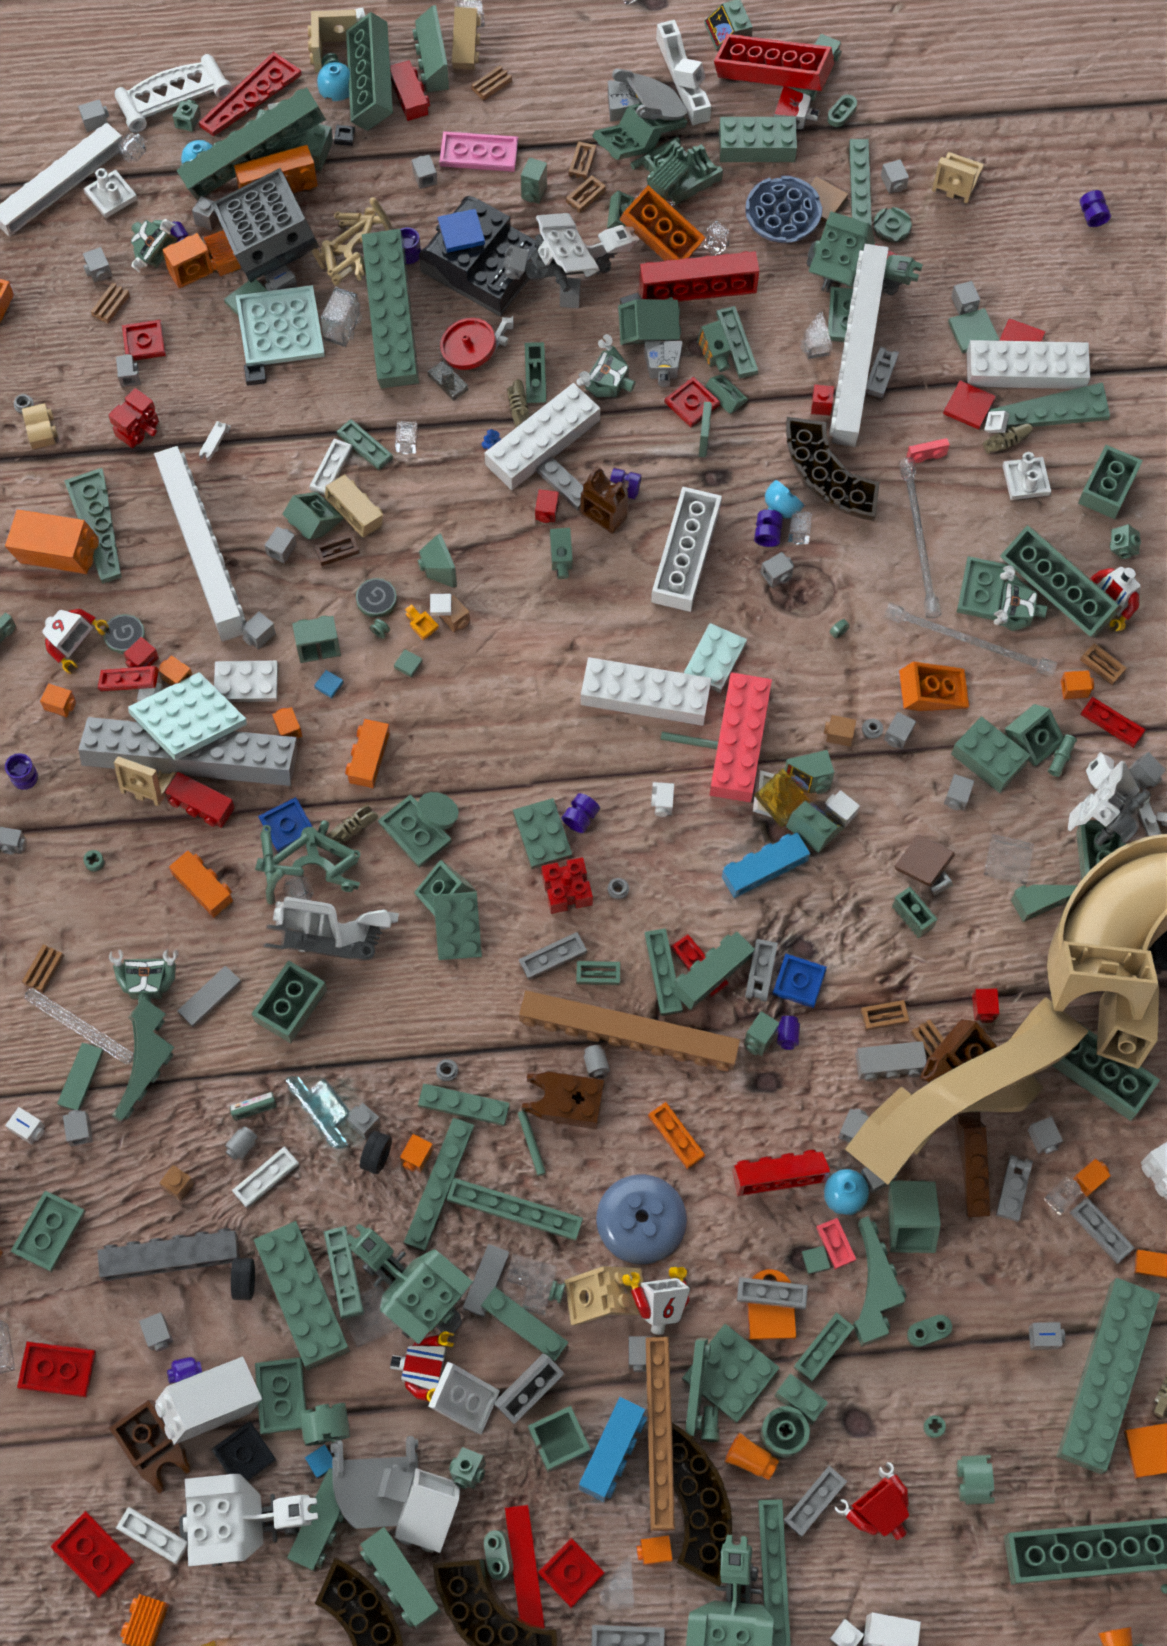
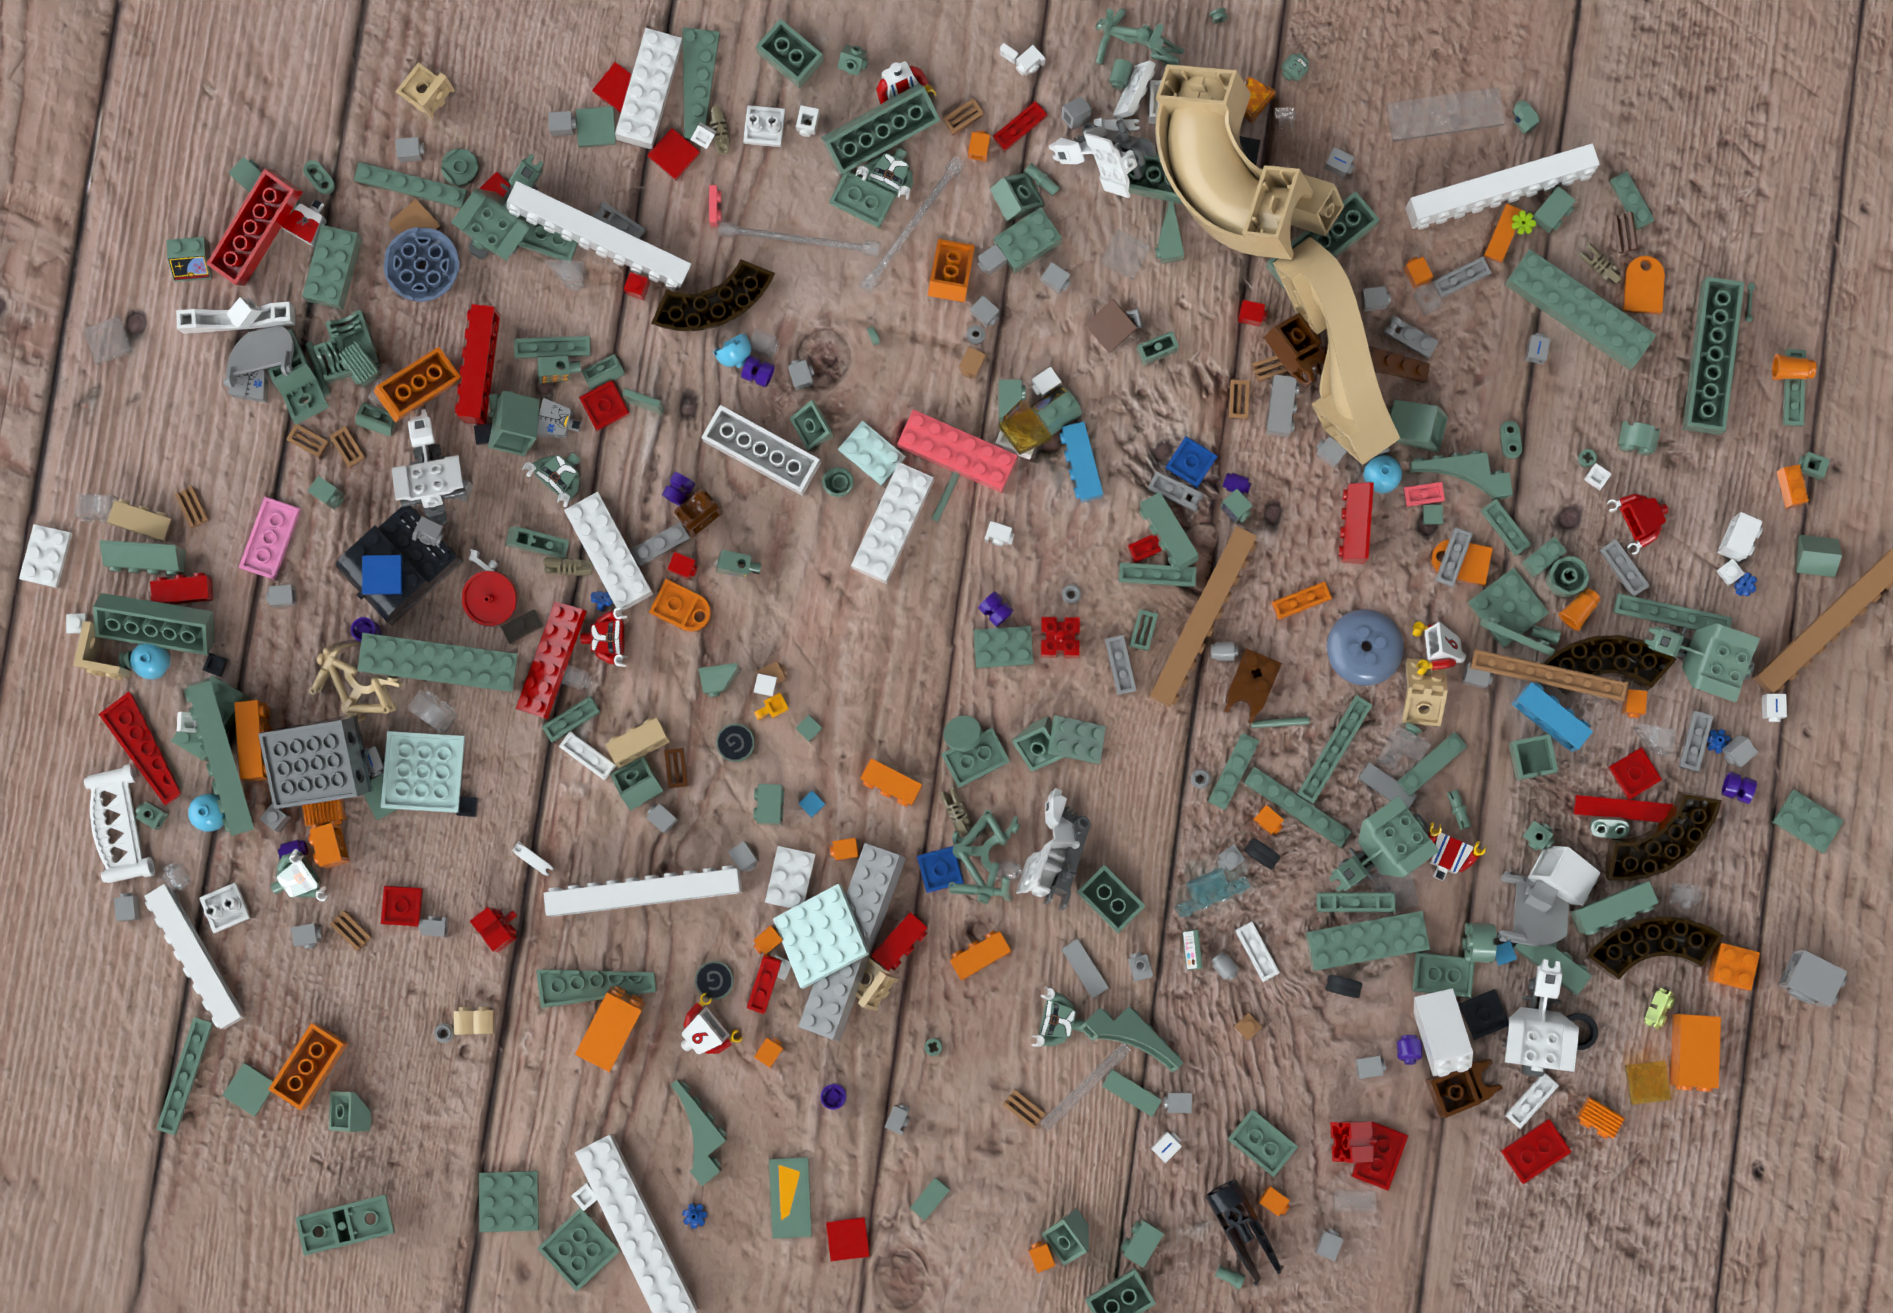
camera: 65 degrees left, 15 degrees up
(64, 1327) = (1352, 1141): none -> red brick
(140, 654) = (743, 969): red brick -> none
(168, 1255) = (1307, 1045): flat silver brick -> none
(221, 1052) = (1140, 966): none -> light grey brick
(247, 1591) = (1592, 1026): none -> black tyre
(380, 628) = (769, 745): sand green bush -> none
(419, 409) = (551, 660): none -> red plate
(455, 455) = (607, 637): none -> torso
(464, 1398) = (1485, 825): white plate -> none
(486, 1363) = (1459, 809): none -> sand green pin
(504, 514) = (680, 606): none -> orange tile
(529, 1388) = (1487, 772): light grey brick -> none
(674, 628) = (837, 482): none -> sand green hair
(716, 238) = (434, 336): clear brick -> none
(728, 593) = (811, 426): none -> sand green slope
(915, 1443) = (1597, 476): none -> white plate
(956, 723) = (991, 260): none -> light grey brick
(1046, 515) = (807, 114): none -> white brick

